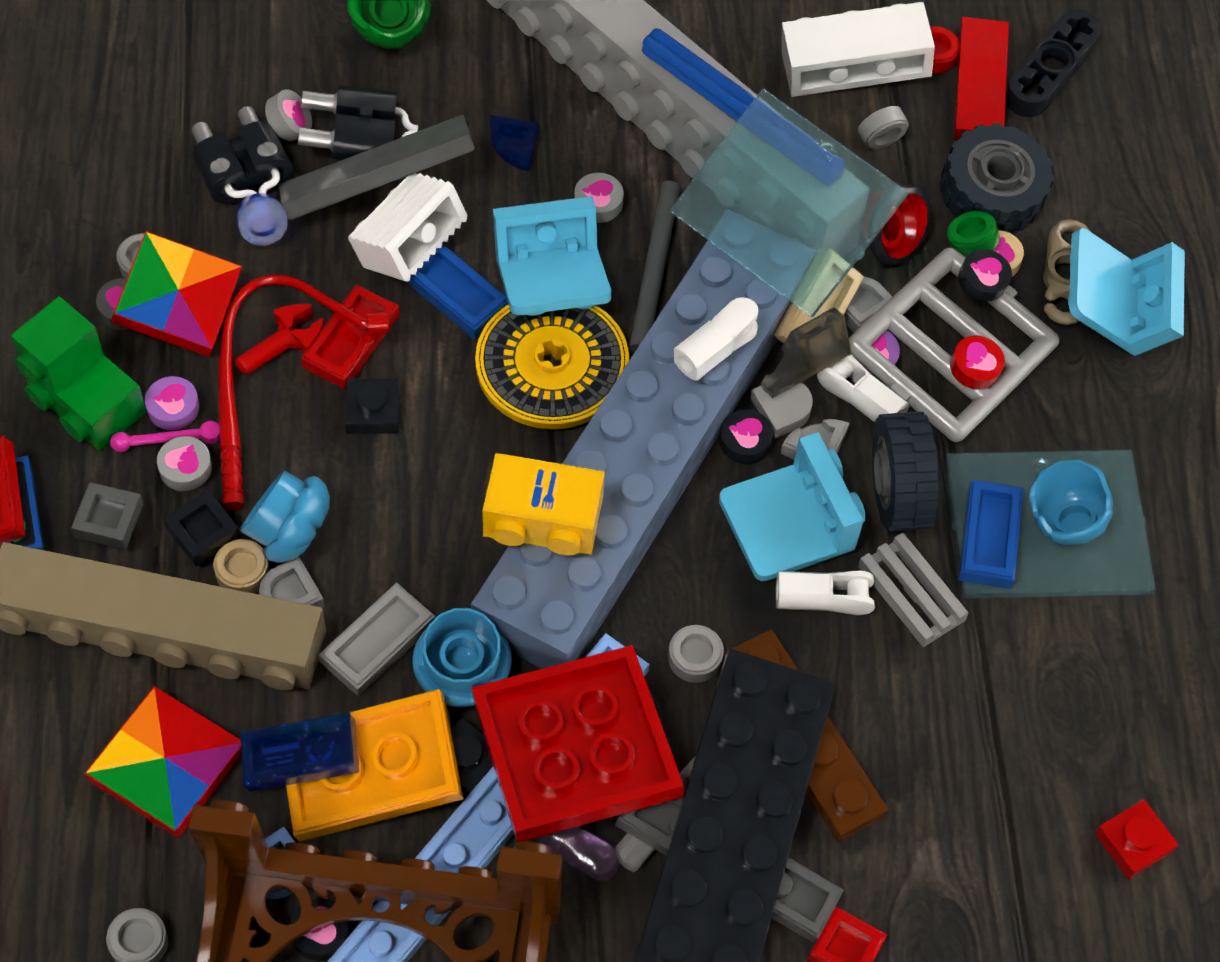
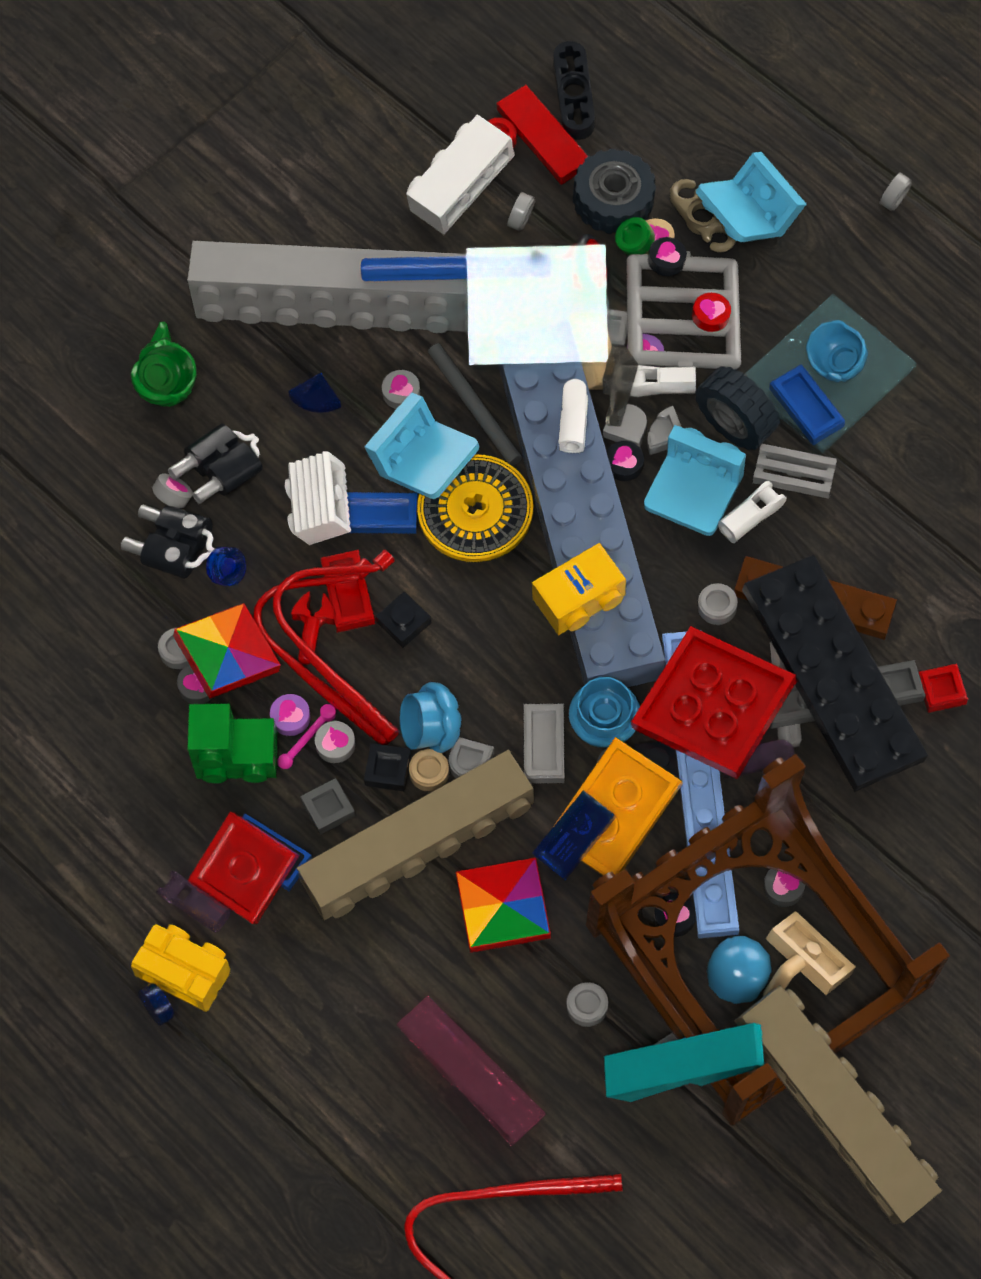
camera: 35 degrees left, 5 degrees up
(240, 415) = (351, 695): none -> red piece
(376, 167) = (264, 478): dark grey tile -> none

